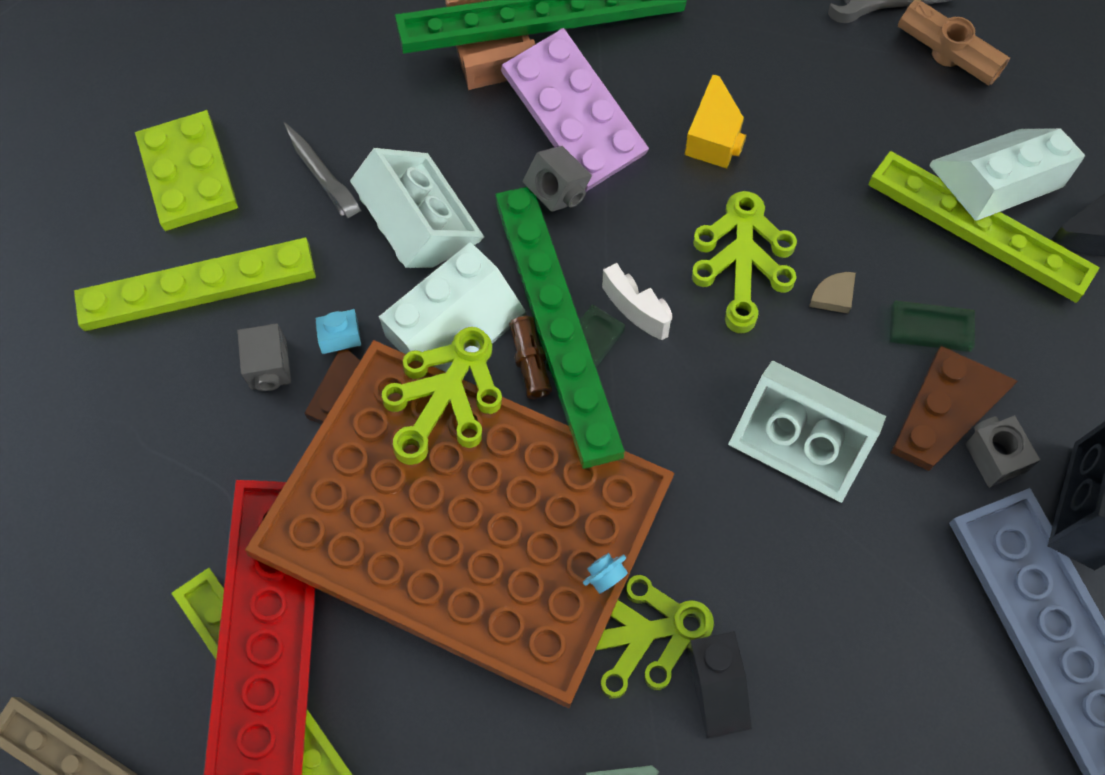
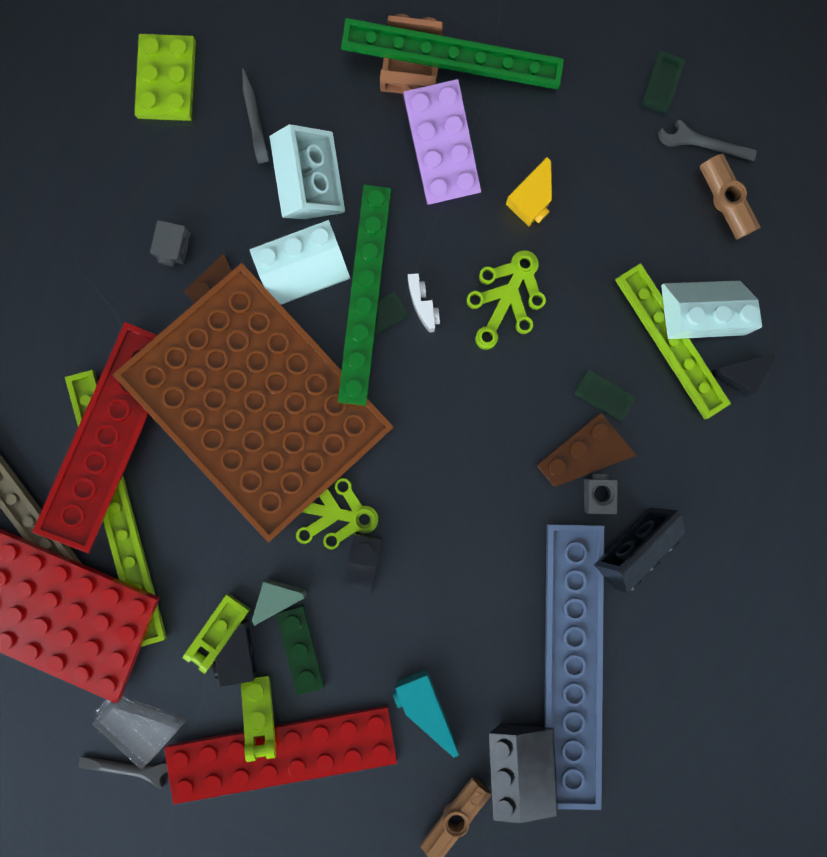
camera: 20 degrees right, 20 degrees up
(194, 284) = (144, 168): lime plate -> none
(338, 331) = (224, 243): medium azure plate -> none
(444, 389) = (273, 317): lime plant -> none
(530, 357) = (339, 311): reddish brown pin -> none
(557, 178) = (408, 192): dark grey brick -> none
(606, 572) = (320, 476): medium azure plate -> none
(807, 431) = (489, 432): light aqua slope -> none
(835, 293) = (554, 347): dark tan tile -> none

